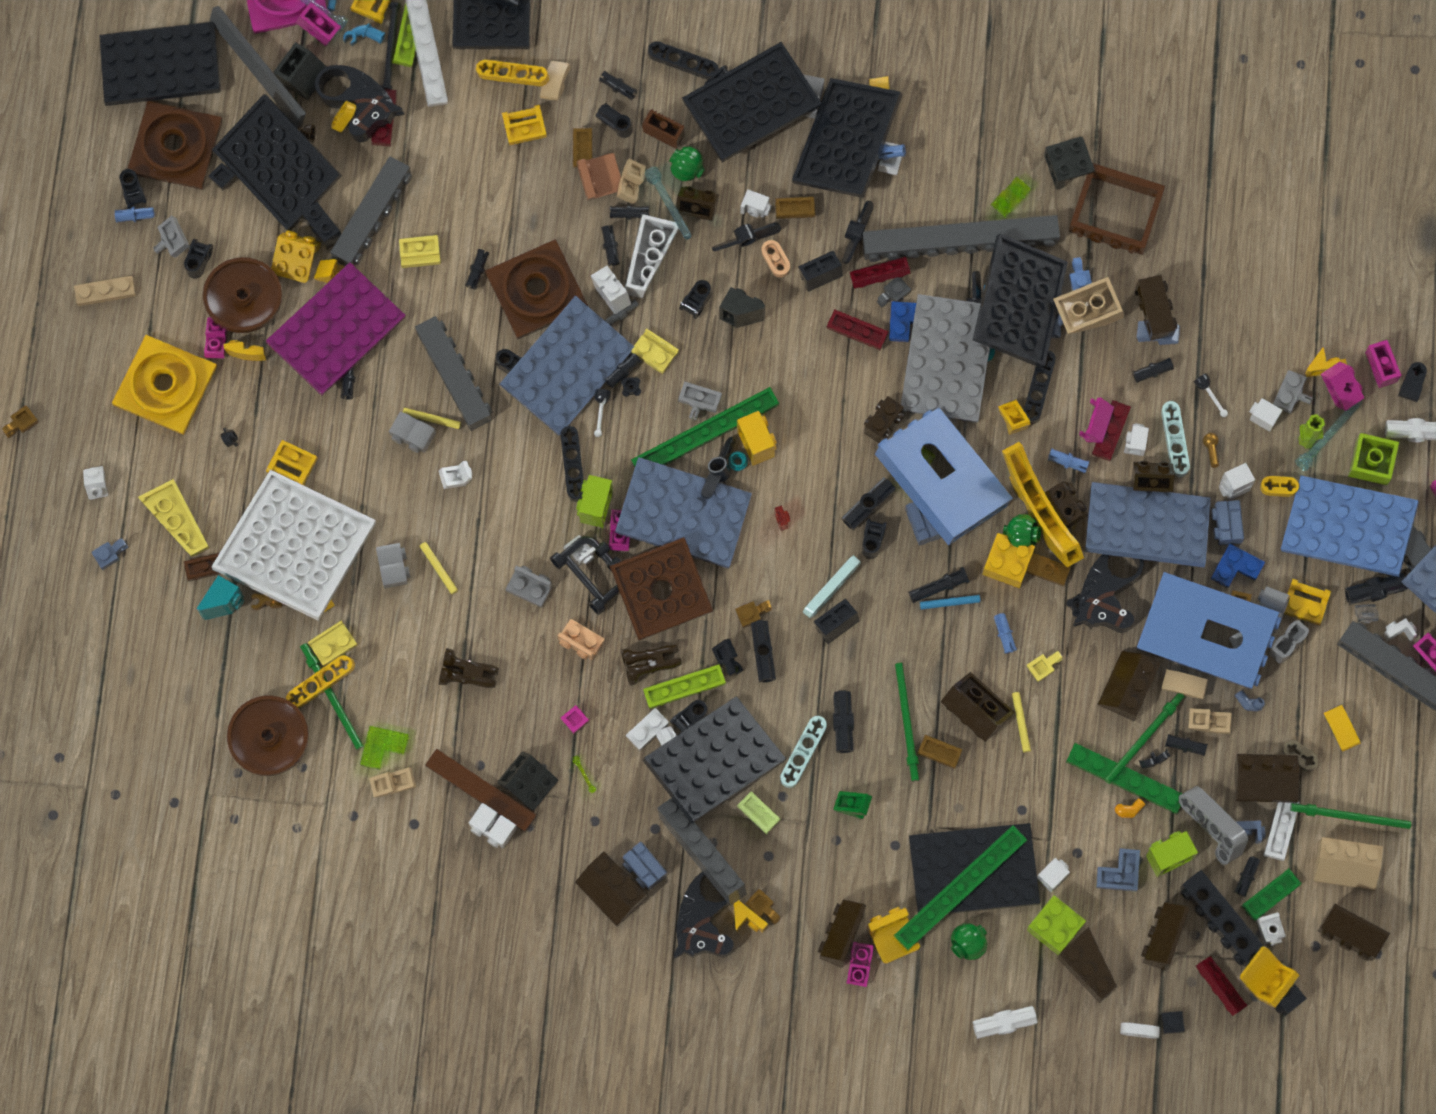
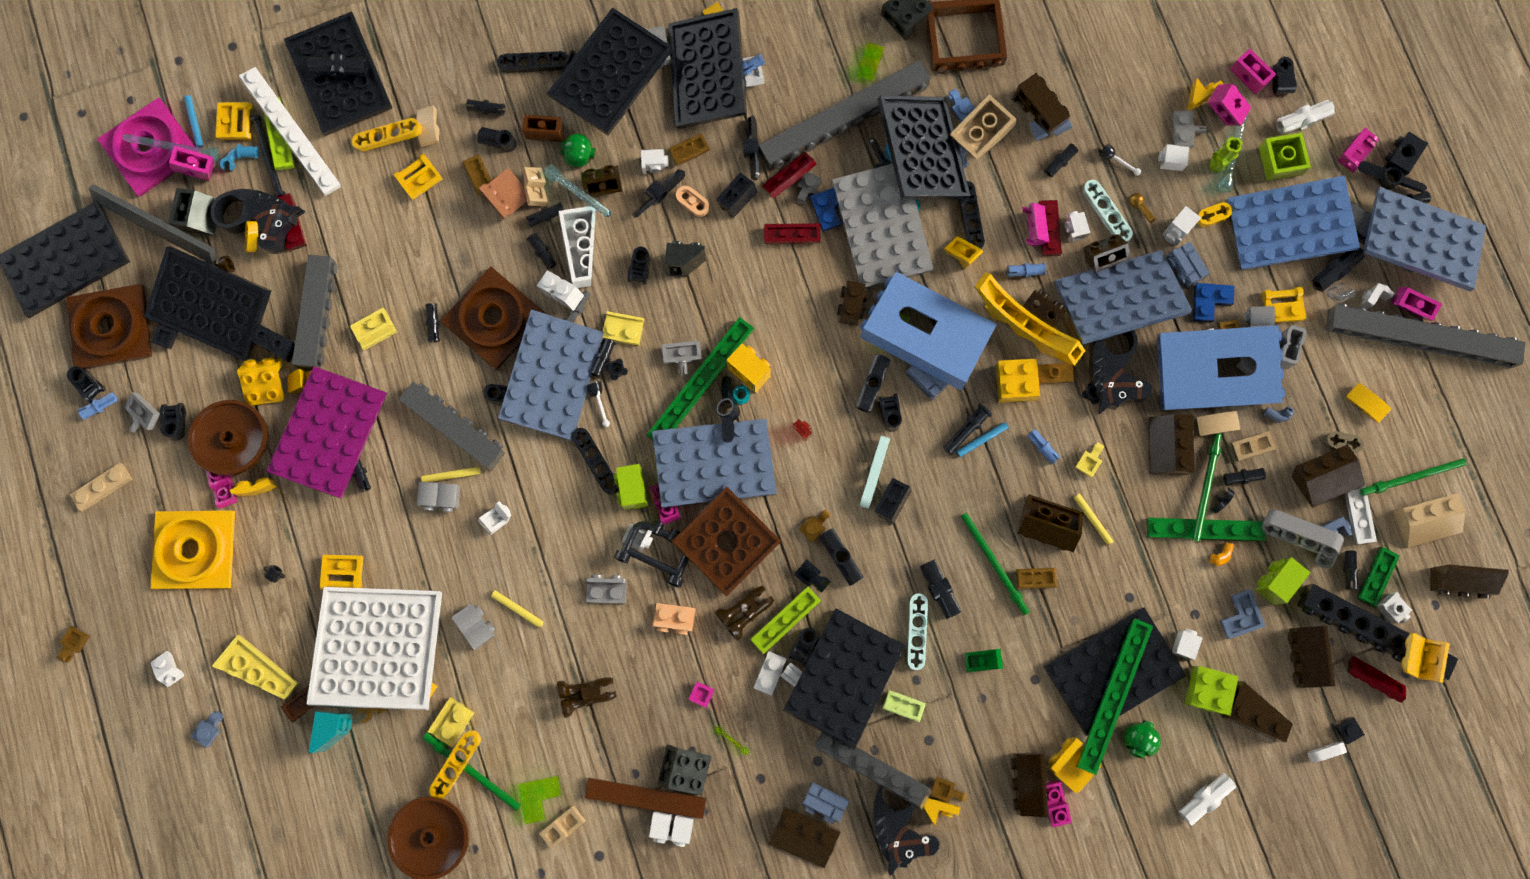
camera: 25 degrees left, 5 degrees up
(1022, 531) = (1018, 349): green plant -> none

